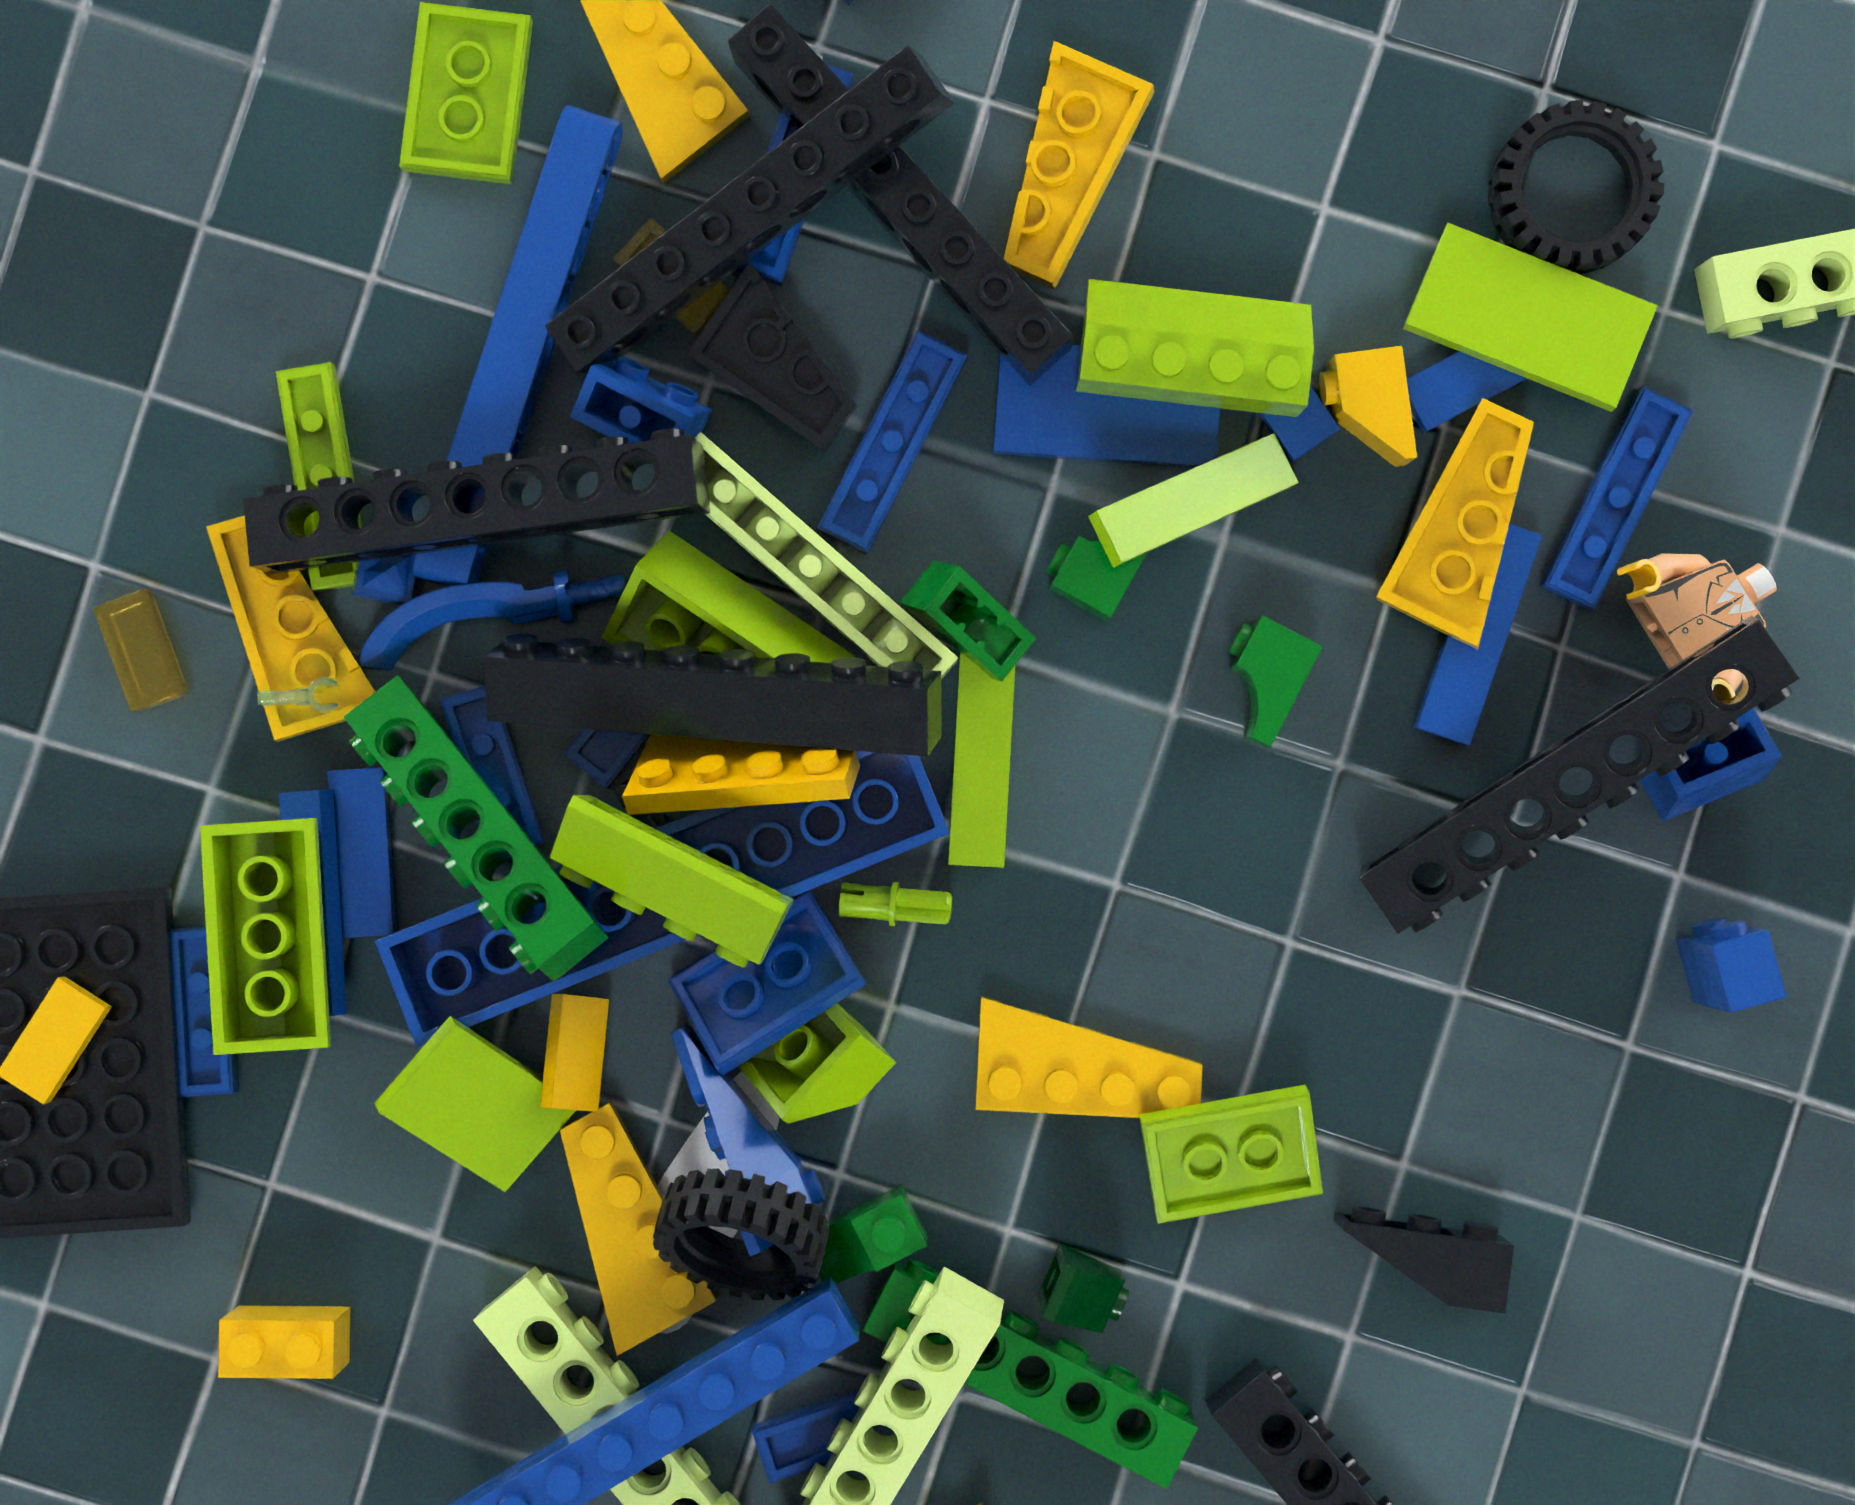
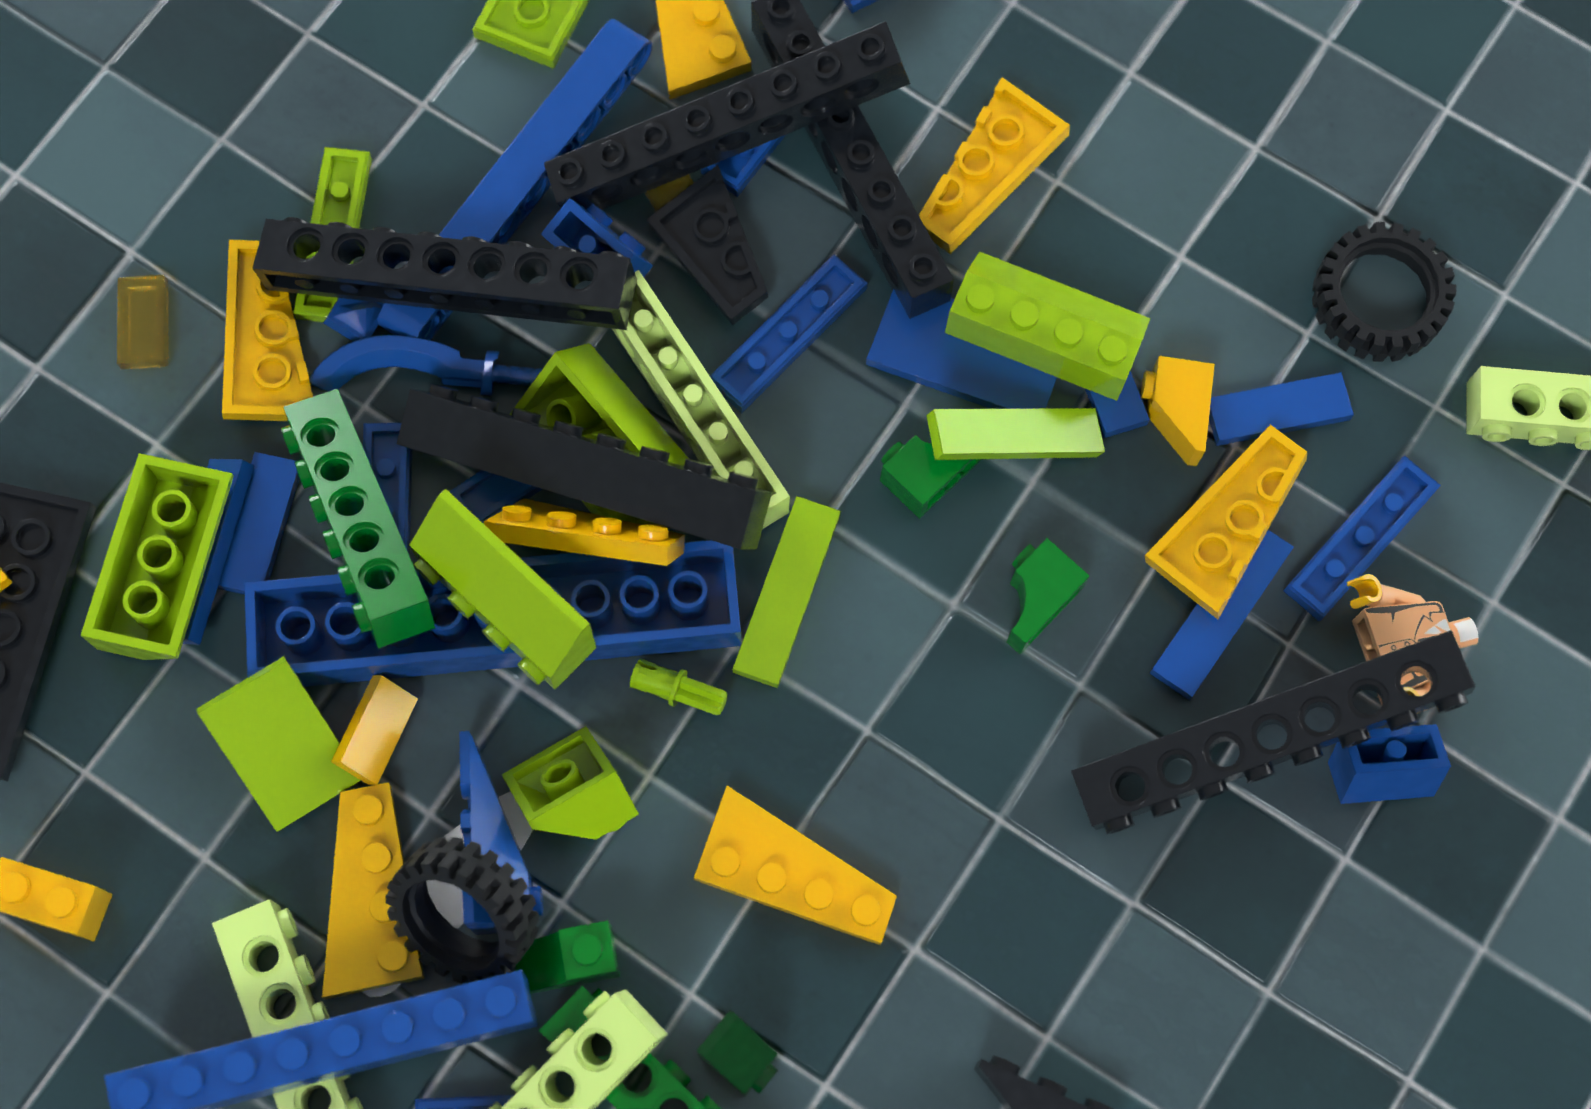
camera: 15 degrees right, 15 degrees down
(198, 1068) = (69, 655): blue tile -> none
(299, 696) = (258, 385): clear light blue hand -> none
(753, 1007) = (539, 726): blue tile -> none
(967, 618) = (809, 476): green arch -> none
(1231, 1153) = (900, 978): lime tile -> none
(1530, 317) = (1324, 376): lime tile -> none
(1730, 965) = (1369, 933): blue brick -> none

